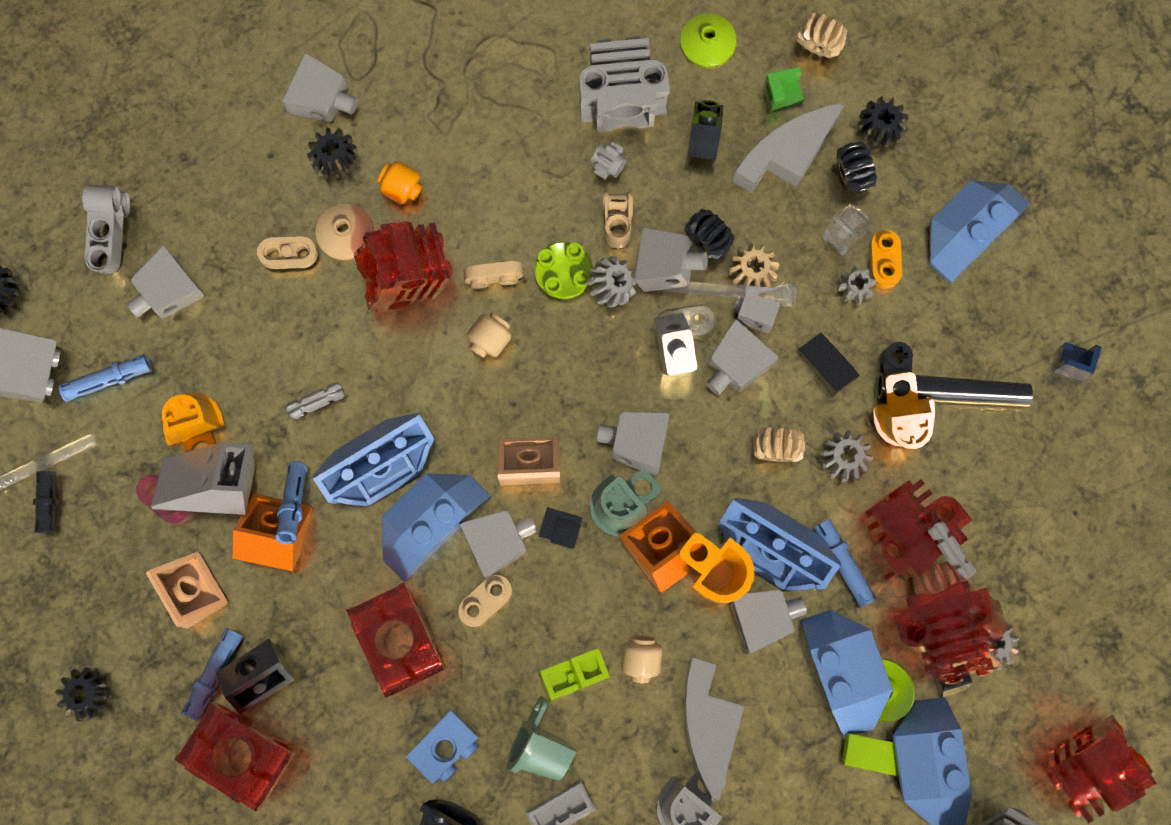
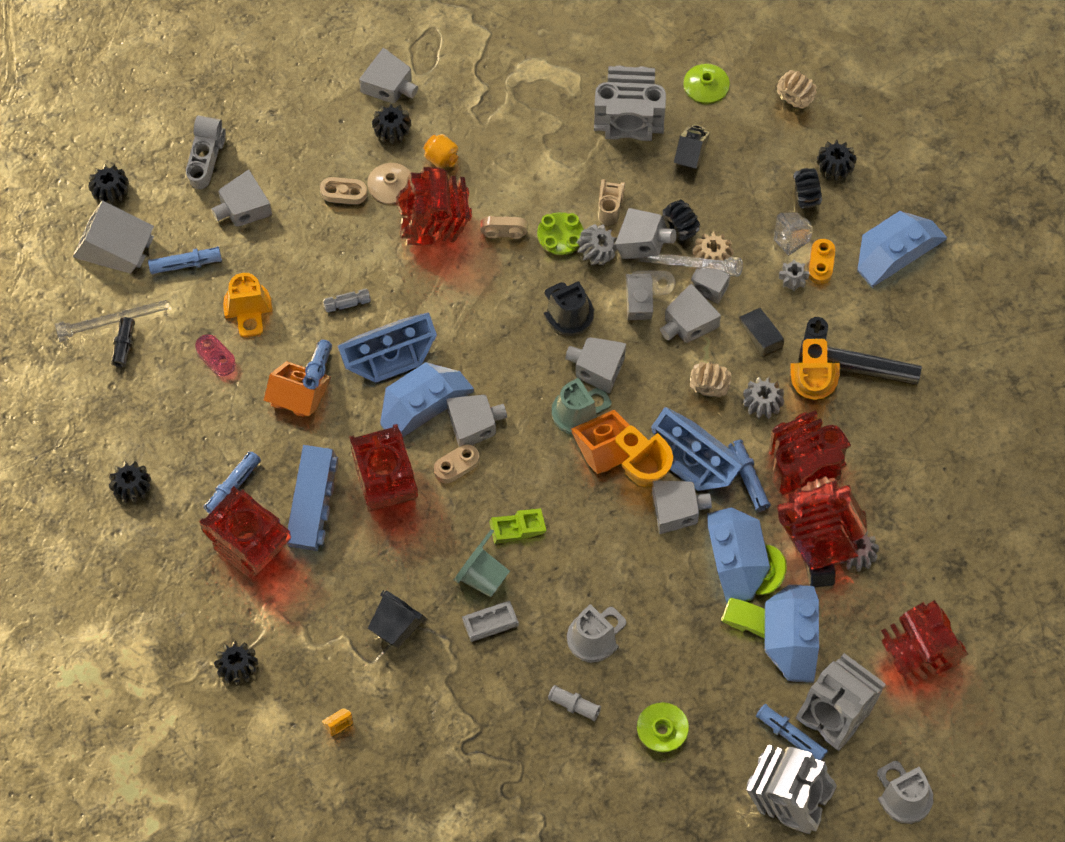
camera: 10 degrees right, 15 degrees down
(187, 589) = (224, 419): light nougat slope -> none
(207, 480) = (255, 340): light grey slope -> none
(254, 676) = (268, 484): black brick -> none
(313, 683) = (312, 497): none -> medium blue wedge
(425, 754) = (411, 548): medium blue brick -> none
(489, 335) = (493, 270): tan head -> none
(528, 461) = (508, 368): light nougat slope -> none
(560, 528) = (525, 417): black panel -> none
(593, 375) = (568, 309): none -> black container
(609, 160) = (610, 157): light grey gear -> none
(642, 658) = (574, 519): tan head -> none
(709, 727) = (620, 574): light grey slope -> none
(783, 89) = (760, 125): bright green panel -> none
(788, 148) = (756, 169): light grey slope -> none
(952, 550) = (829, 460): light grey axle -> none
(1077, 361) = (962, 356): dark blue panel -> none

